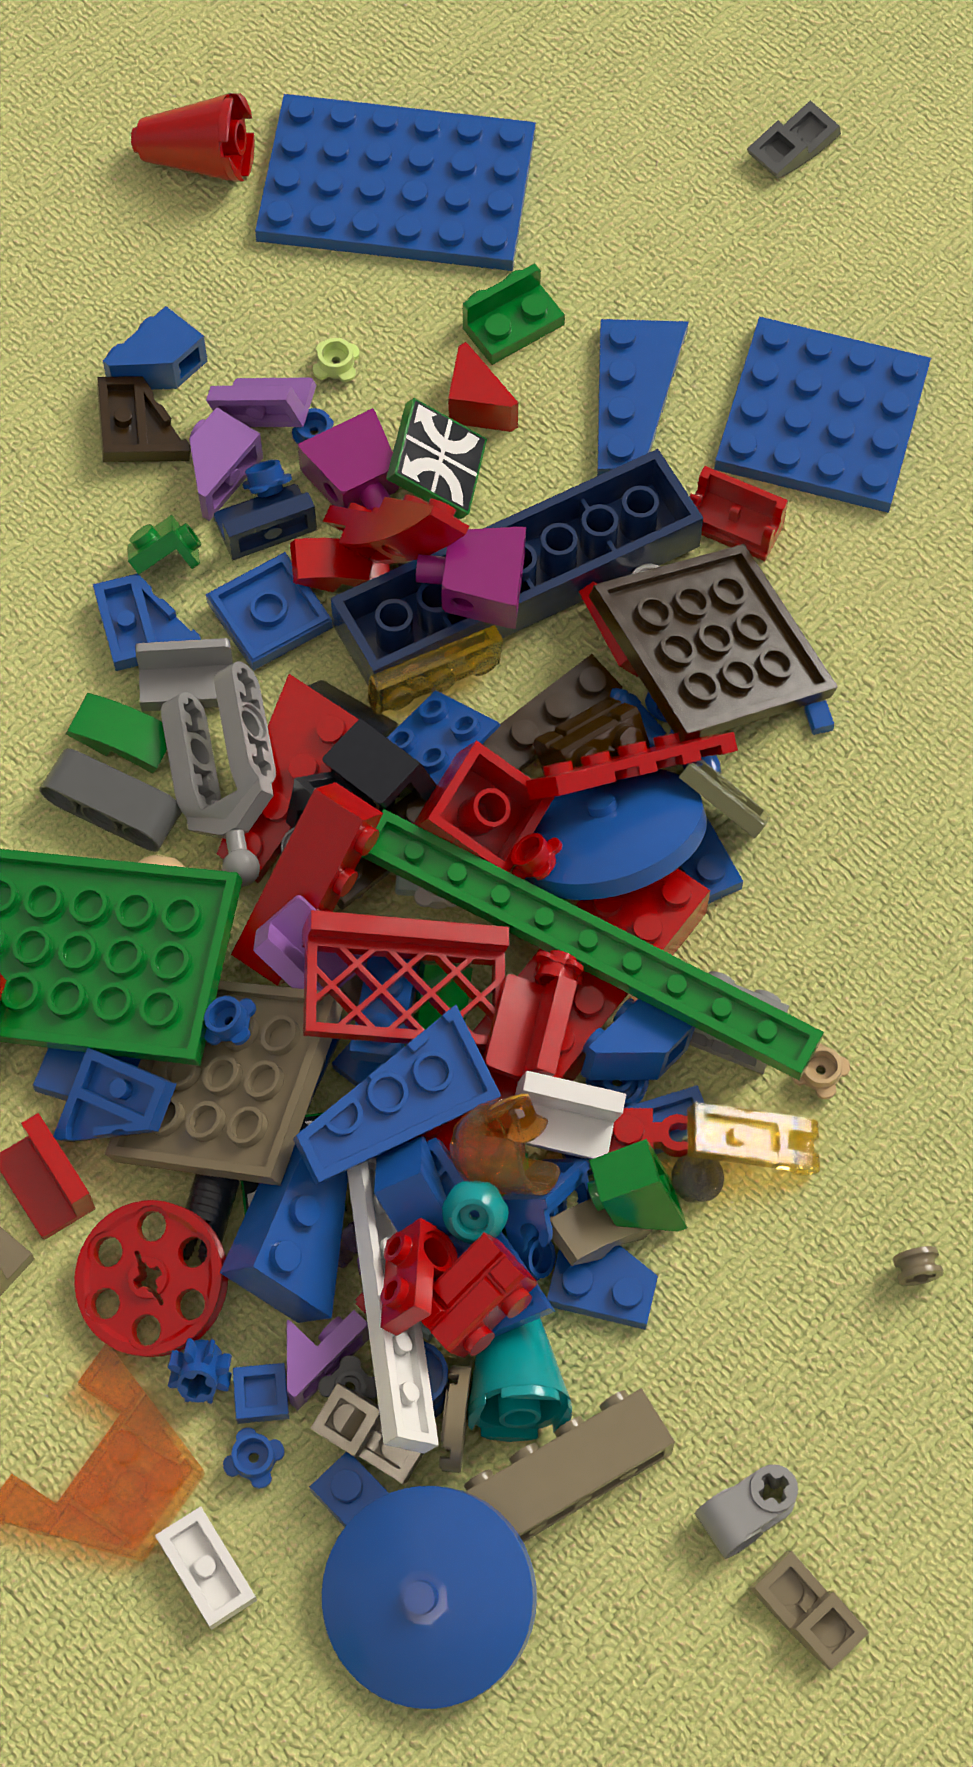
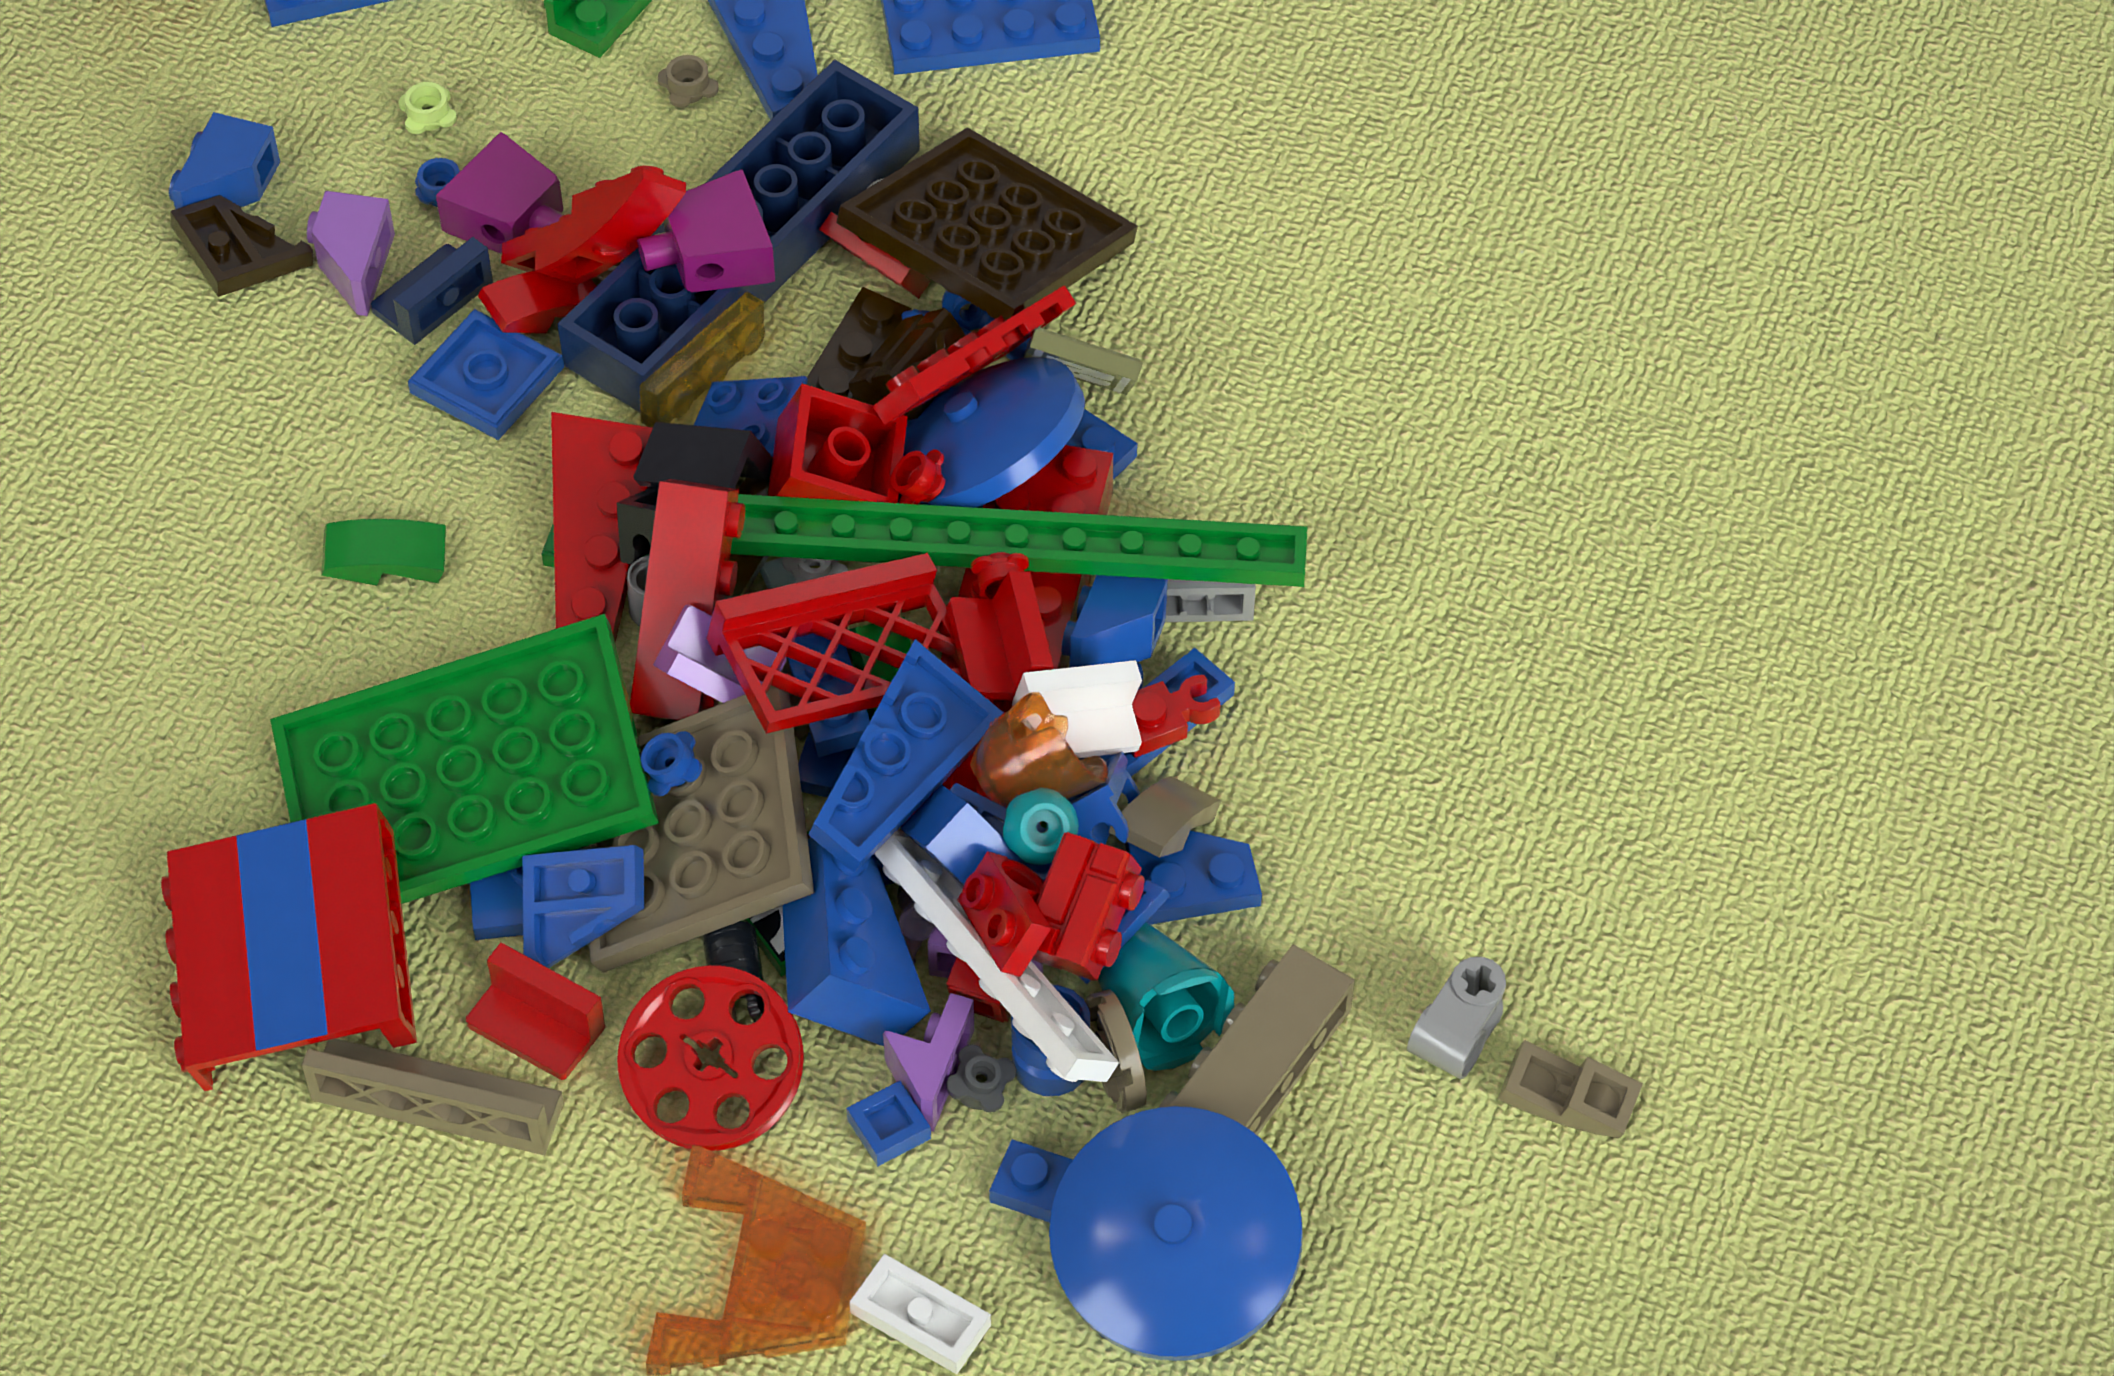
camera: 25 degrees left, 10 degrees down
(111, 799) = (409, 618): dark grey beam -> none
(136, 616) = (348, 438): blue wing -> none
(154, 543) = (325, 348): green bracket -> none
(179, 667) = (426, 466): light grey panel -> none
(199, 1370) = (801, 1114): blue gear -> none
(248, 757) = (562, 571): light grey piece -> none
(250, 1443) = (911, 1174): blue plate -> none
(265, 401) = (375, 170): medium lavender panel -> none
(266, 478) = (413, 247): blue plate -> none
(355, 1426) = (1029, 1109): dark tan slope -> none
(436, 457) = (585, 148): tile -> none
(479, 396) = (607, 85): red slope -> none
(543, 404) = (687, 80): none -> dark tan plate
(636, 1189) = (1187, 758): green slope -> none
(697, 1179) = (1240, 736): clear smoke tile -> none
(739, 512) = (948, 97): red hinge -> none
(752, 1138) = (1280, 671): clear yellow plate -> none
(819, 717) = (1132, 265): blue piece -> none
(834, 1067) = (1318, 578): tan plate -> none
(918, 1266) = (1509, 728): dark tan bush -> none

